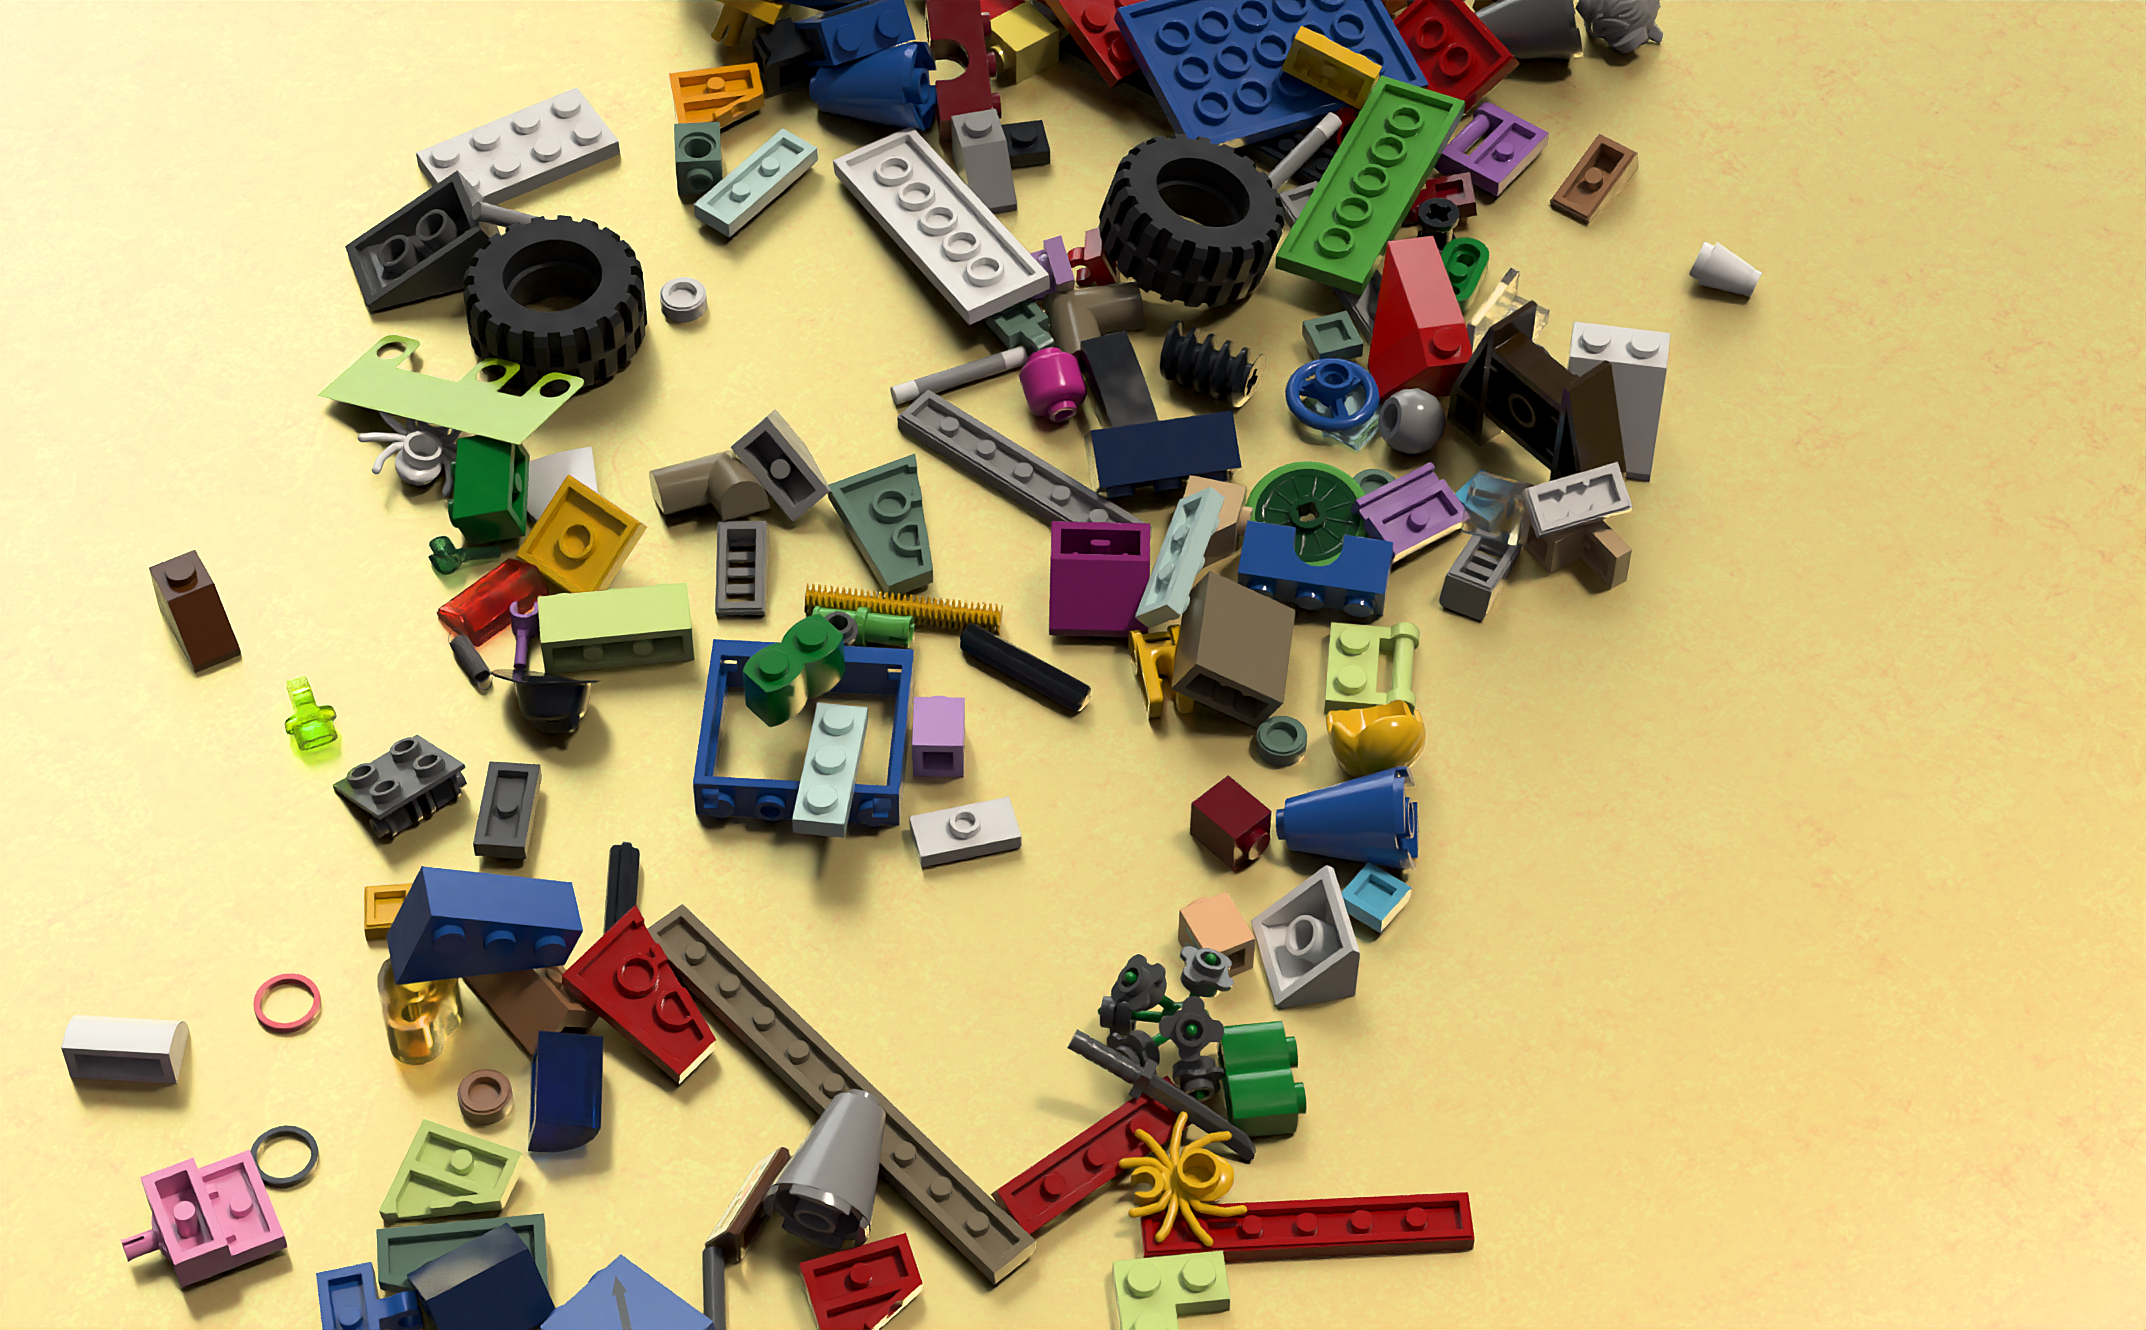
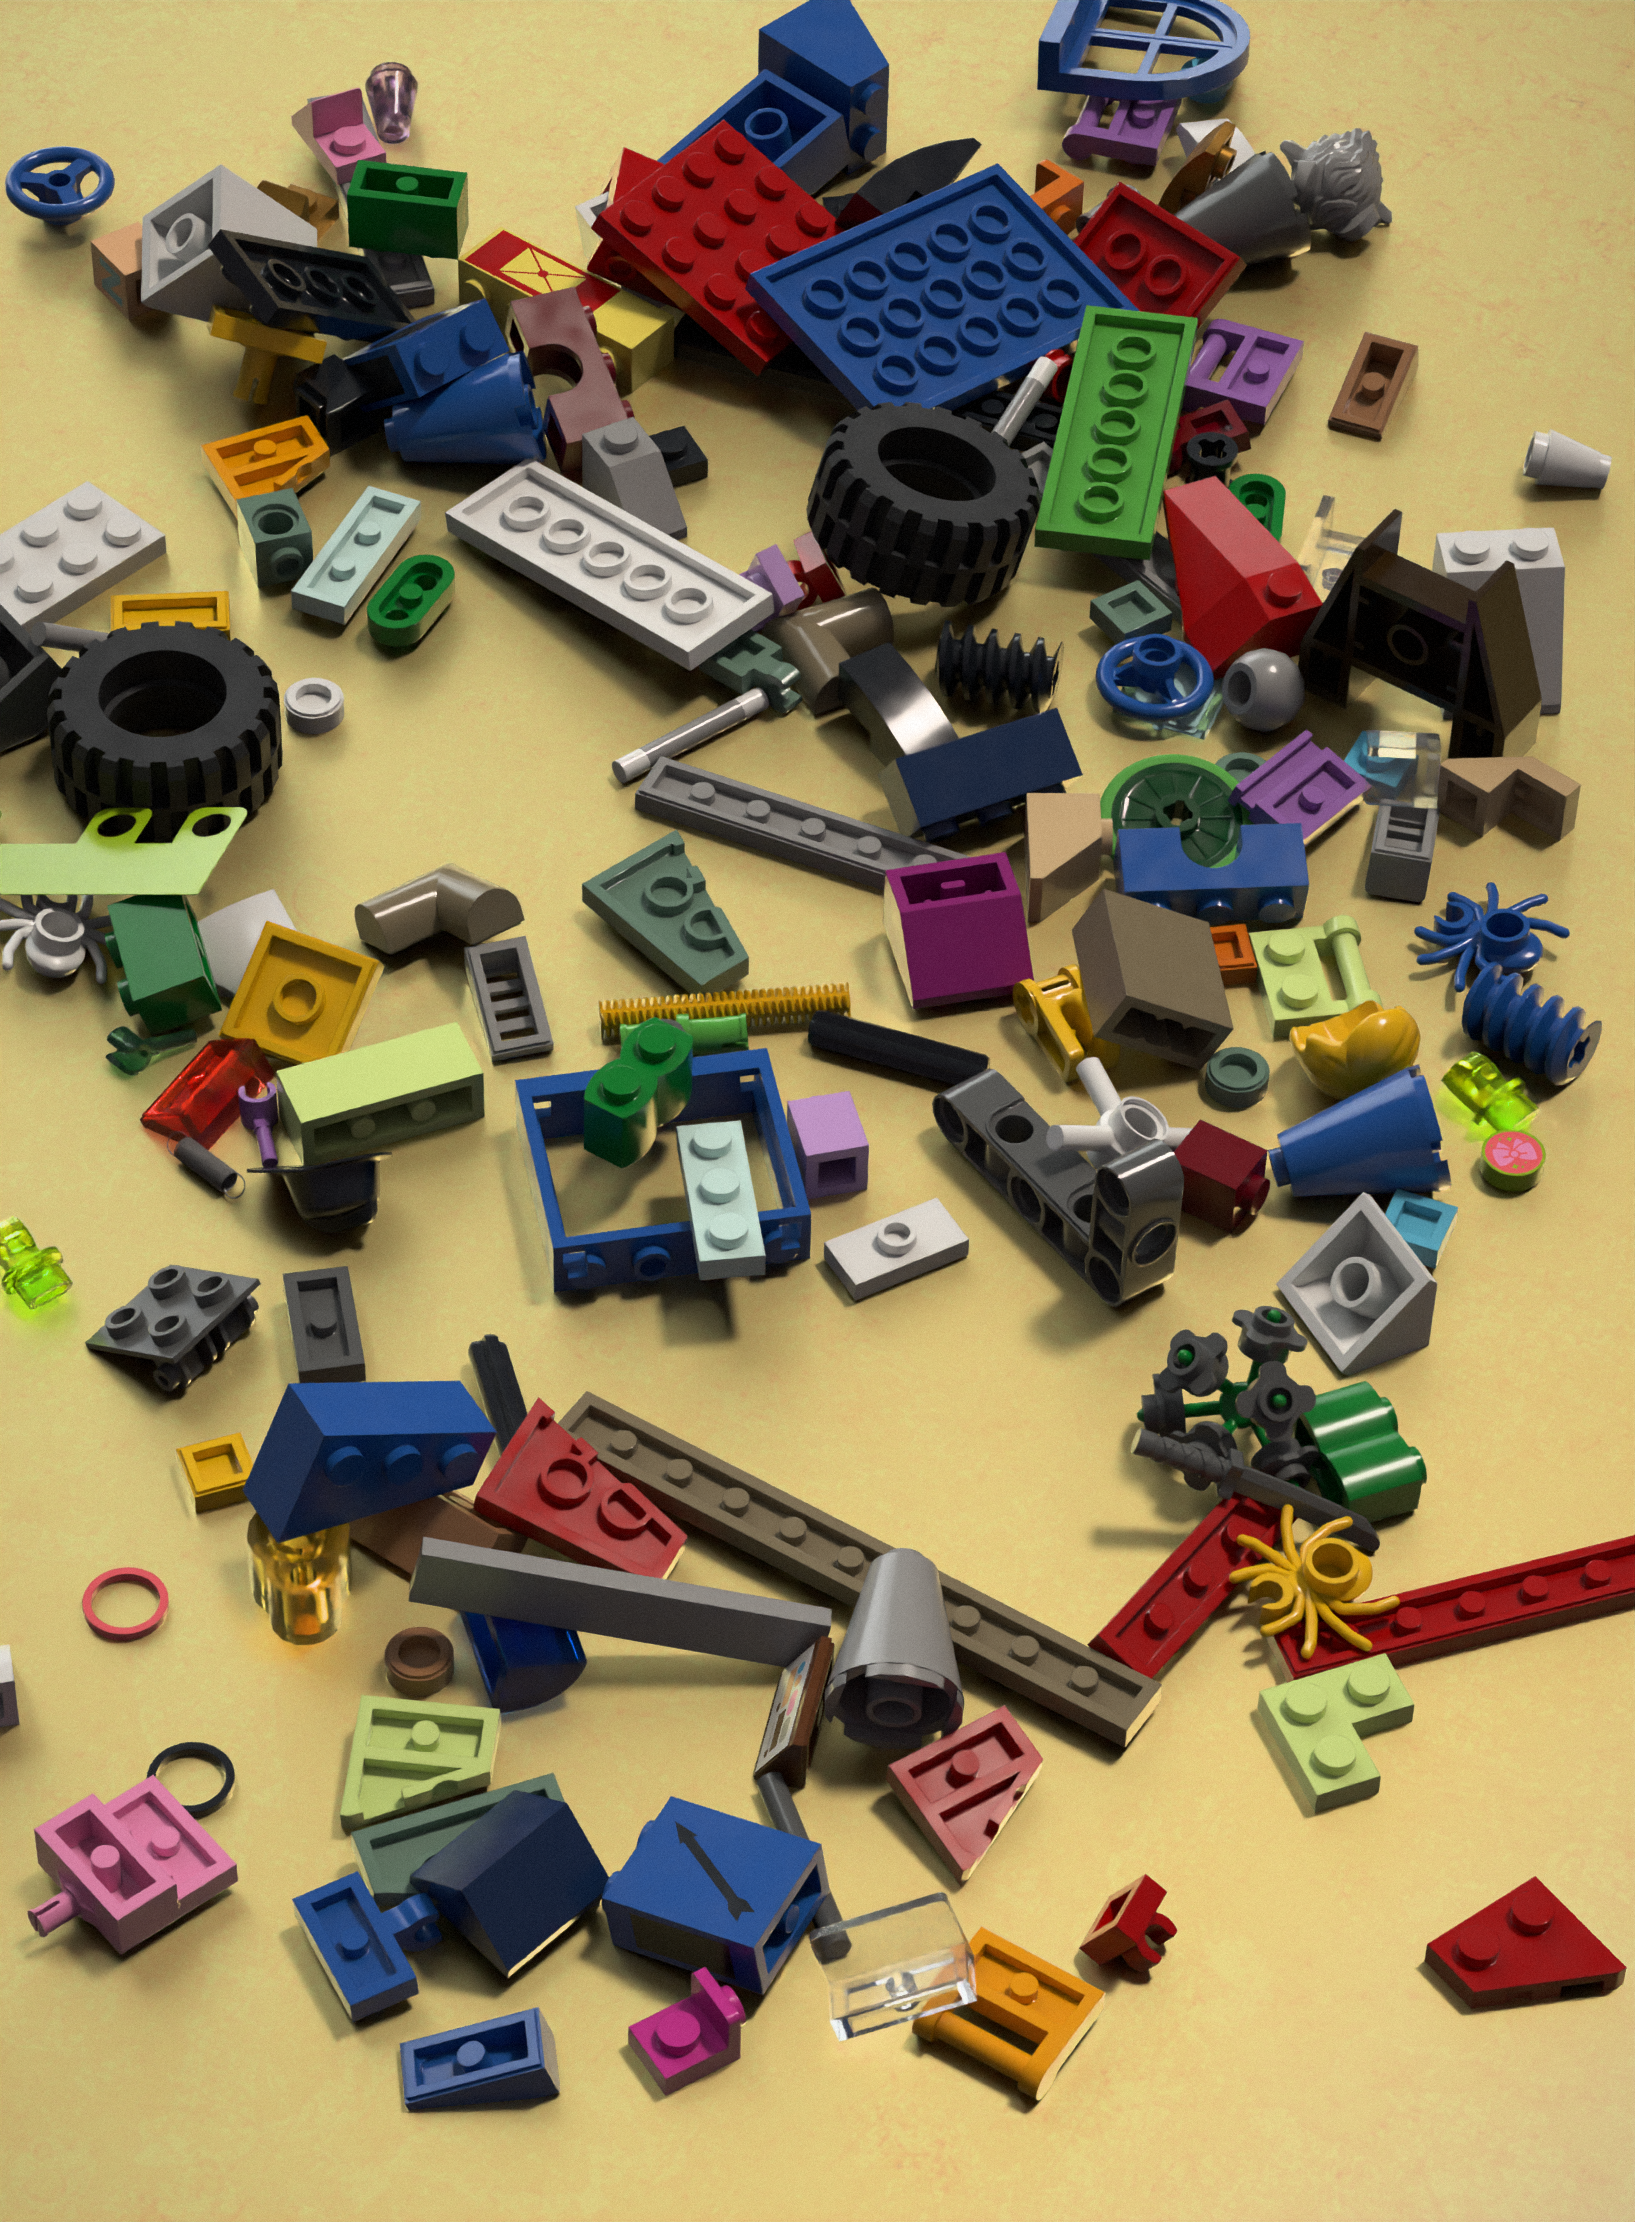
camera: 15 degrees left, 5 degrees down
(617, 210) = (199, 608): none -> yellow tile
(632, 1086) = (614, 1603): none -> light grey tile
(782, 464) = (517, 863): light grey slope -> none
(783, 227) = (411, 600): none -> green plate
(1053, 384) = (814, 722): dark pink head -> none
(1124, 838) = (1106, 1223): none -> dark grey beam
(1163, 780) = (1121, 1125): none -> white bar
(1180, 558) = (1056, 883): light aqua plate -> none
(1218, 926) = (1241, 1285): light nougat brick -> none
(1310, 637) = (1234, 954): none -> orange tile
(1331, 67) = (1030, 302): yellow bracket -> none
(1474, 853) = (1512, 1160): none -> tile
(1477, 804) = (1488, 1095): none -> clear neon green piece
(1522, 744) = (1526, 1029): none -> blue piece
(1525, 663) = (1491, 937): none -> blue animal
(1577, 500) = (1502, 737): white plate -> none

